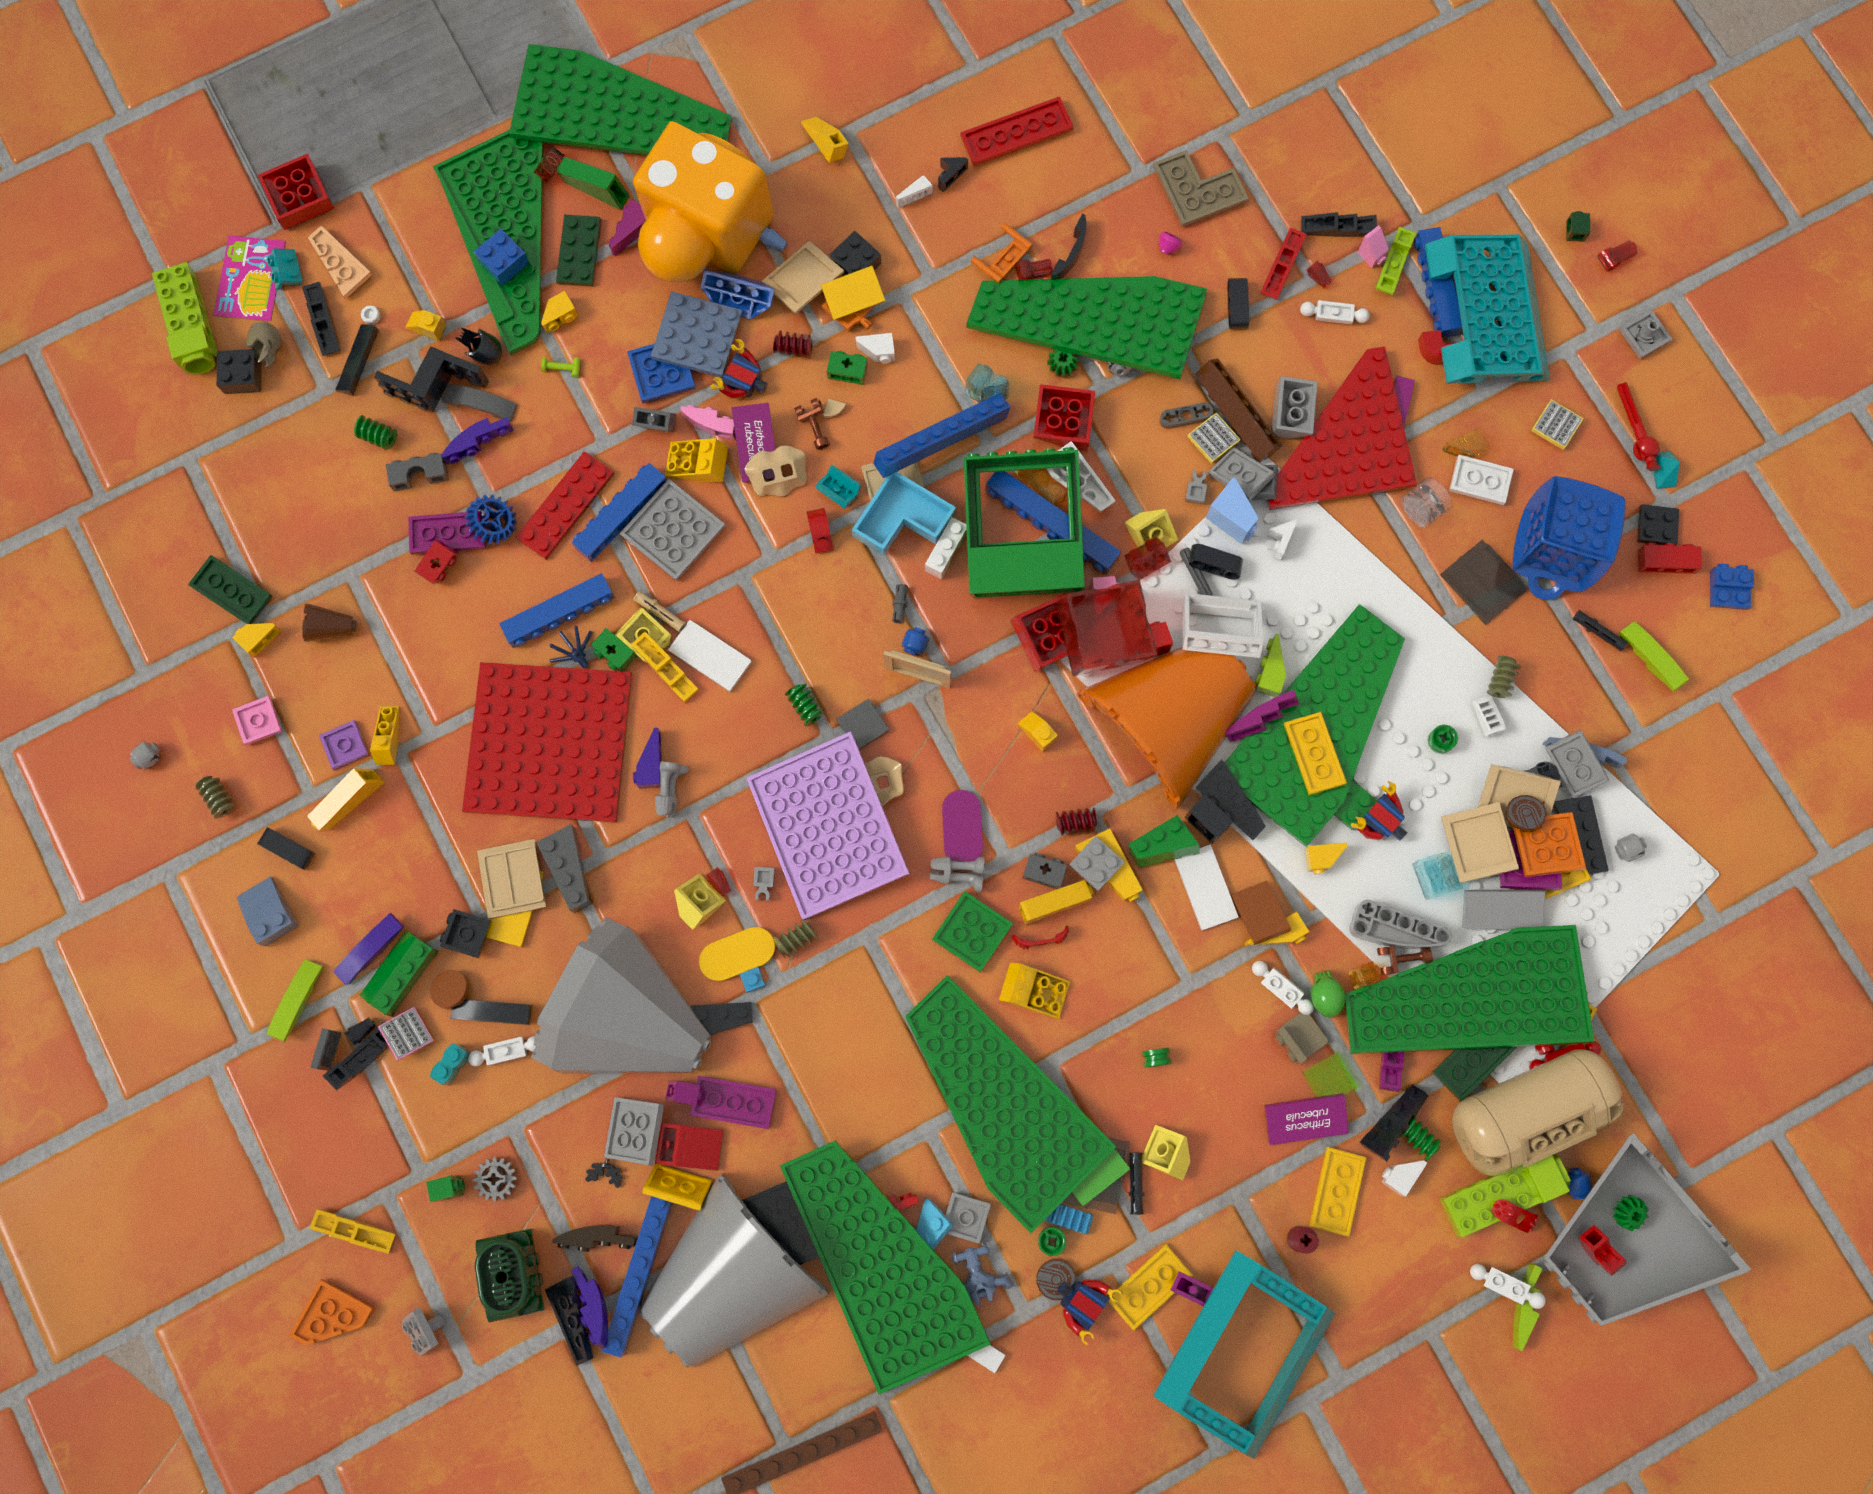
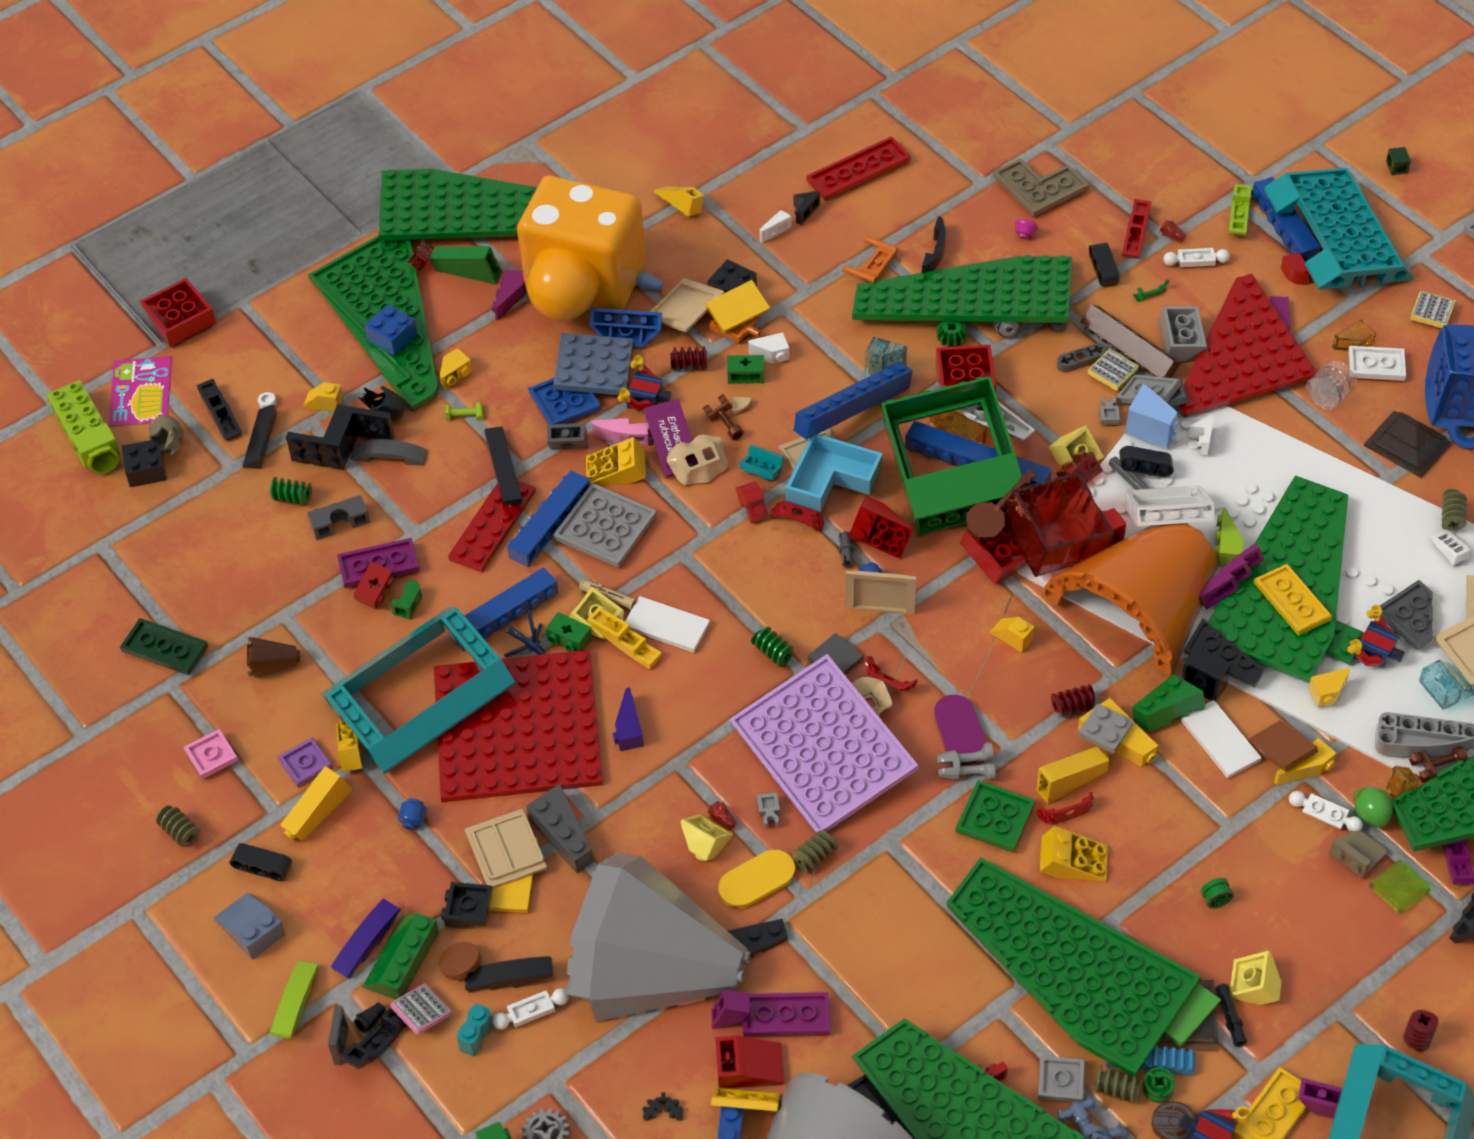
camera: 10 degrees left, 25 degrees down
(145, 755) = (97, 802): light grey head -> none
(255, 636) = (197, 680): yellow slope -> none
(284, 267) = (174, 375): teal bracket -> none
(341, 264) = (229, 363): light nougat wing -> none
(432, 824) = (412, 813): none -> blue head
(469, 440) = (389, 480): dark purple slope -> none
(469, 582) = (408, 601): none -> green leg
(496, 533) = (422, 541): blue gear -> none
(526, 702) = (439, 717): none -> teal slope
(578, 250) = (462, 320): dark green plate -> none
(585, 442) = (503, 466): none -> black tile
(634, 1131) = (687, 1053): light grey plate -> none
(667, 801) = (651, 723): light grey piece -> none
(752, 979) = (778, 899): dark azure plate -> none
(872, 560) = (809, 516): none -> red piece
(896, 751) = (874, 670): none -> red piece
(933, 1223) = (1030, 1085): medium azure wing -> none
(936, 590) = (881, 528): none -> red slope
(946, 546) = (884, 484): white arch -> none
(1014, 1235) = (1117, 1085): none -> olive piece
(1031, 270) = (903, 267): clear red piece -> none
(1037, 610) = (987, 520): none -> copper piece
(1050, 879) = (1052, 748): dark grey brick -> none
(1266, 348) = (1142, 295): none -> green piece
(1306, 1119) = (1388, 923): magenta tile -> none
(1337, 1191) = (1443, 985): yellow tile -> none
(1338, 225) = (1176, 194): black slope -> none
(1374, 247) = (1216, 201): bright pink slope -> none
(1426, 788) = (1411, 614): none -> dark grey plate
(1435, 740) = (1413, 563): green wheel -> none
(1613, 257) = (1439, 178): clear red piece -> none

